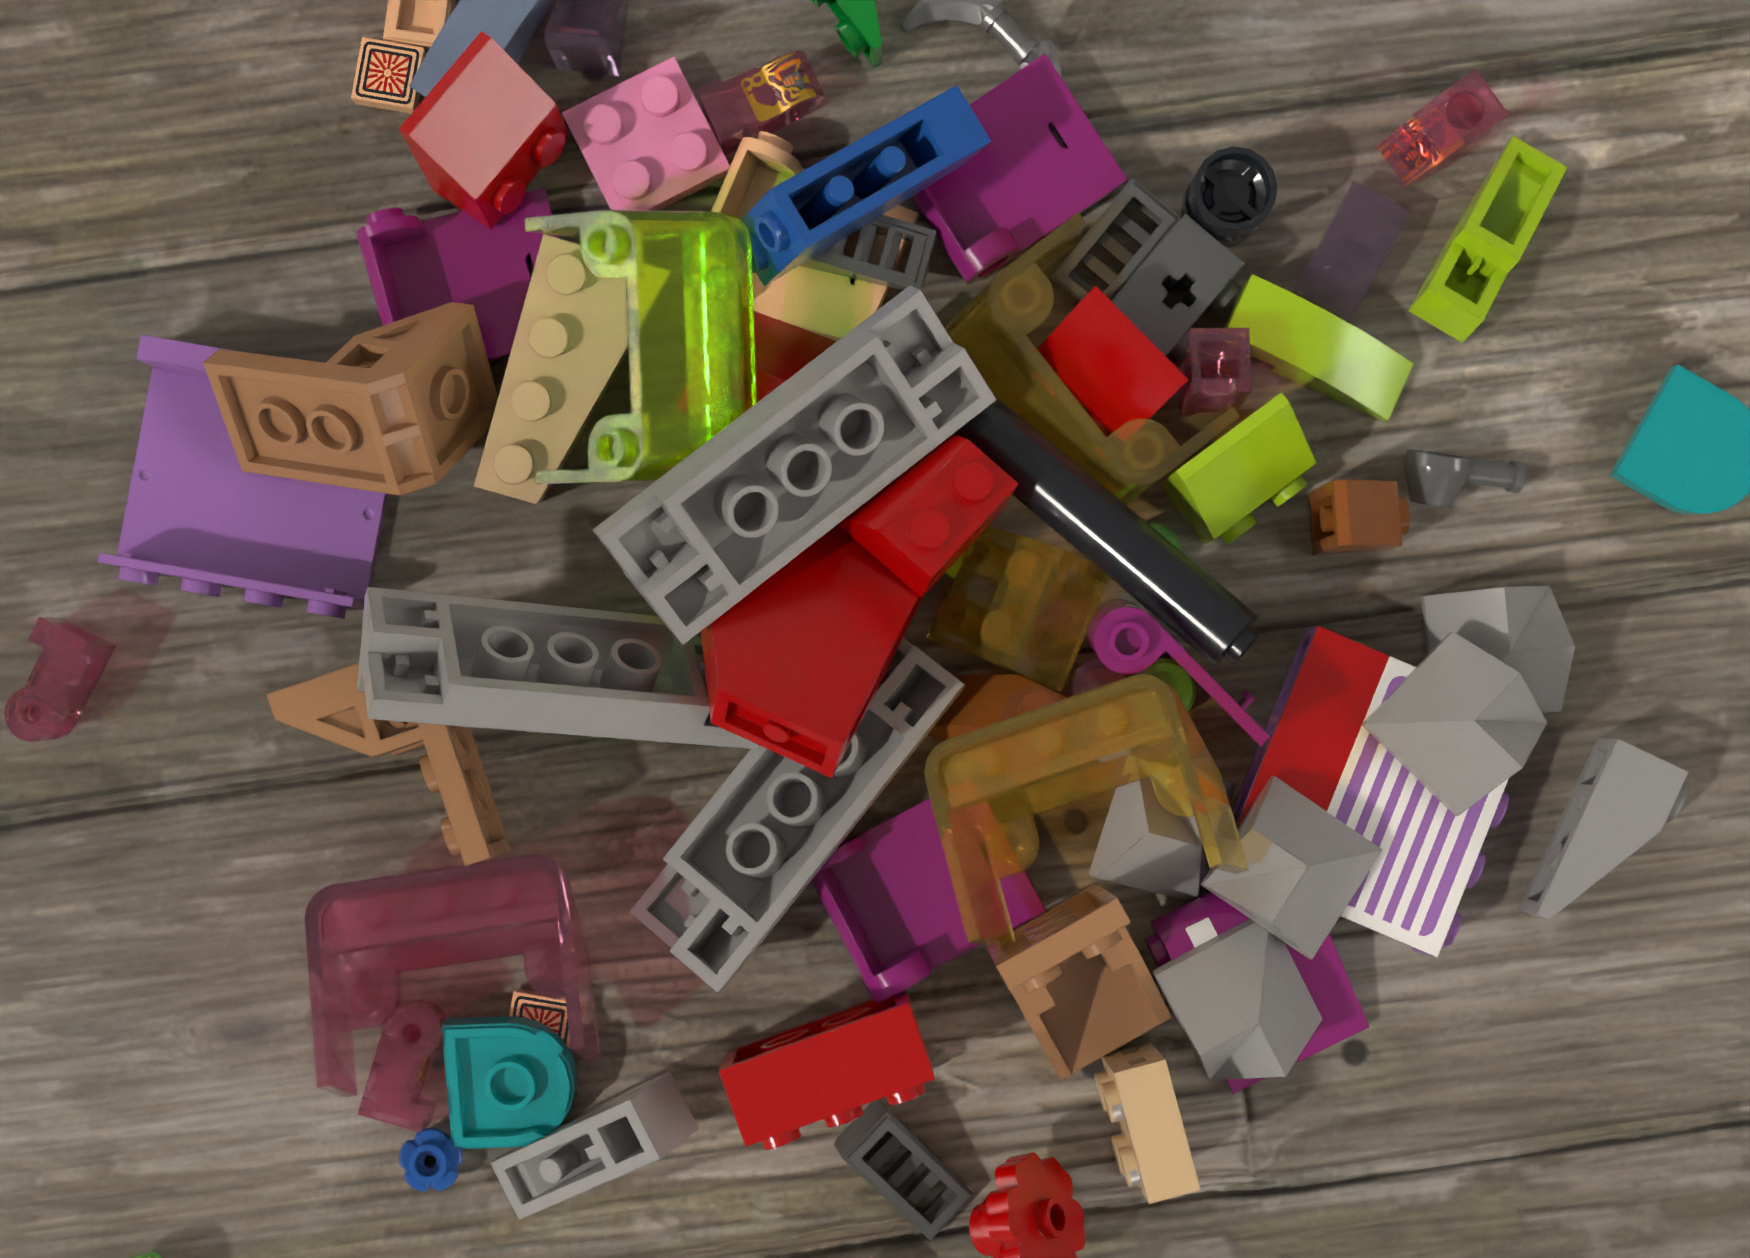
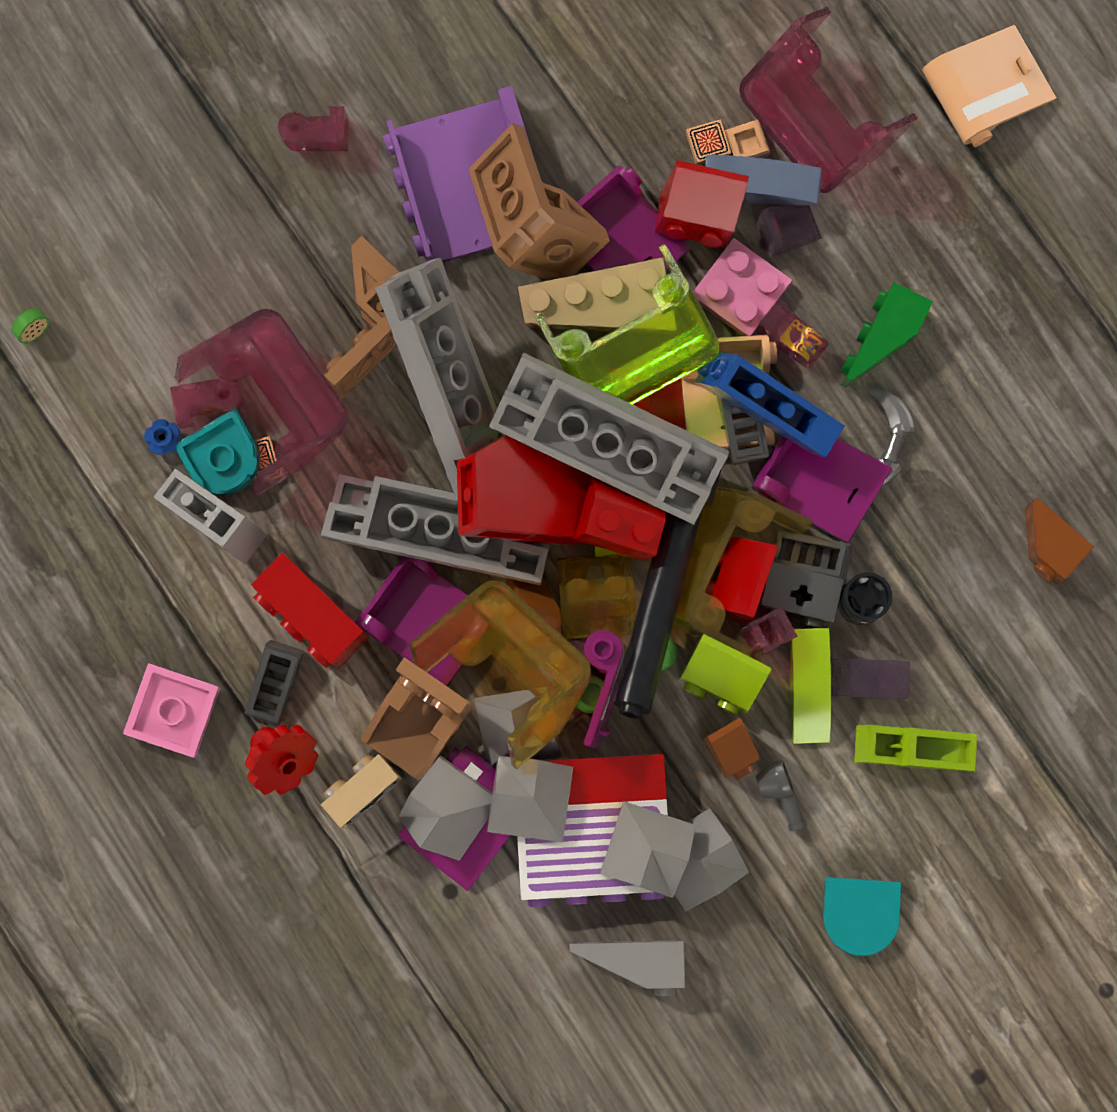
camera: 65 degrees right, 5 degrees down
(1443, 128) = (959, 693): clear pink leg -> none

